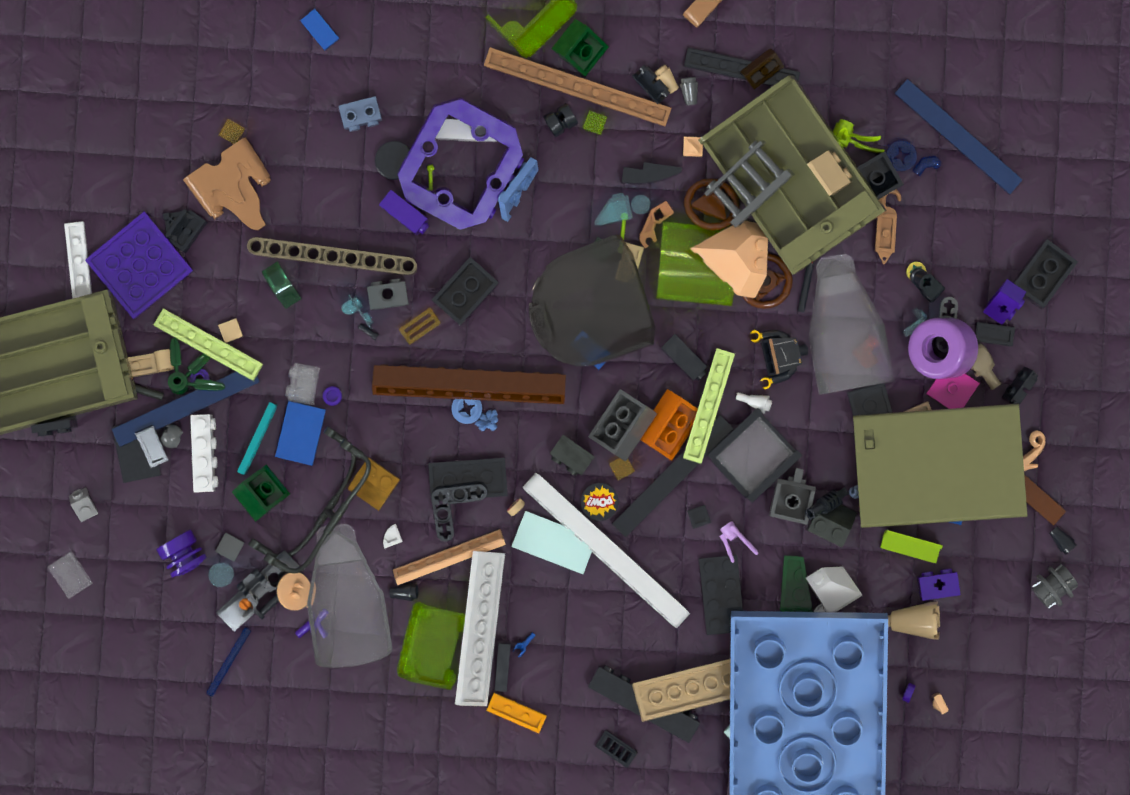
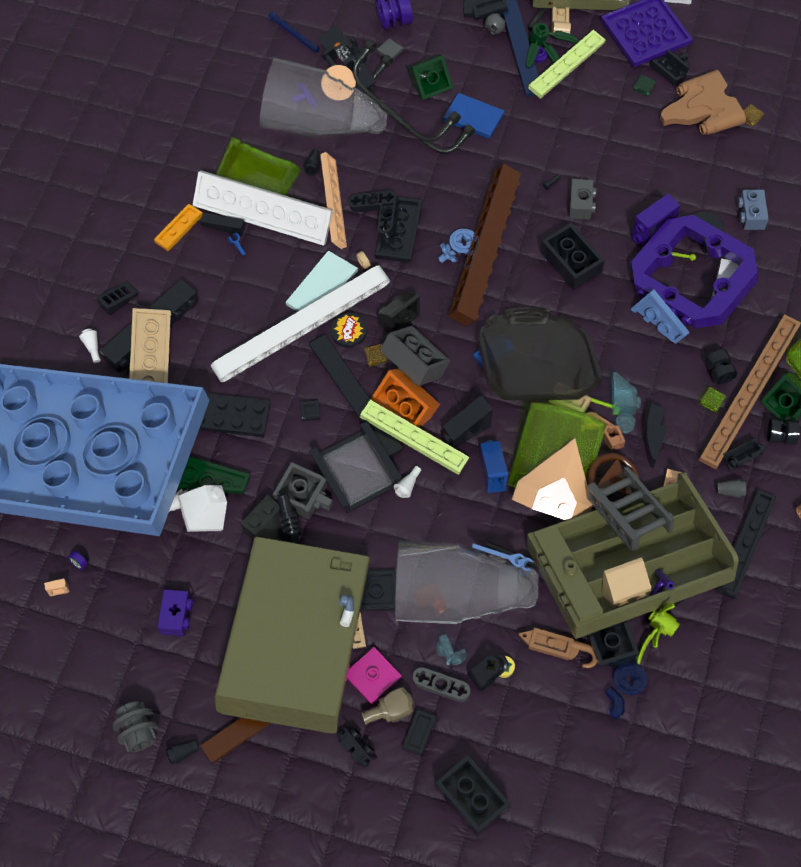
camera: 105 degrees right, 25 degrees down
(203, 453) = (474, 42): white brick -> none
(216, 254) = (644, 85): none -> clear green tile
(221, 574) = (366, 33): clear light blue piece -> none
(230, 330) = (575, 83): tan tile -> none
(257, 438) = (477, 82): teal tile -> none
(281, 285) = (608, 118): clear green brick -> none
(303, 383) = (517, 118): clear slope -> none
(322, 258) = (625, 166): dark tan beam -> none
(332, 396) = (500, 144): dark purple tile -> none
(354, 305) = (572, 169): clear light blue hinge -> none
(377, 486) = (416, 159): pearl gold slope -> none
(392, 537) = (364, 165): white tile -> none
(406, 335) = (540, 221): clear yellow tile -> none
(616, 43) = (789, 433): none -> black wheel
(667, 78) = (748, 469): tan cone -> none
(673, 760) = (90, 340): none -> white cone
(721, 322) = (493, 466): none -> blue slope
(731, 532) = (286, 432): lavender plant -> none
(762, 68) = (748, 564): dark brown slope -> none
(770, 282) = (524, 518): reddish brown piece -> none
(780, 354) = (448, 512): black torso -> none
(816, 140) = (663, 581): none -> dark purple piece
(818, 293) = (520, 563): none -> medium blue flag
(910, 546) = (222, 597): lime panel -> none
(911, 421) = (348, 612): none -> arm
(917, 620) = (145, 584): tan cone -> none
(958, 136) = (639, 744): dark blue tile -> none
(961, 344) = (415, 677): medium lavender piece -> none
(1004, 302) = (451, 744): dark purple brick -> none
(1038, 447) = (276, 731): light nougat plant -> none

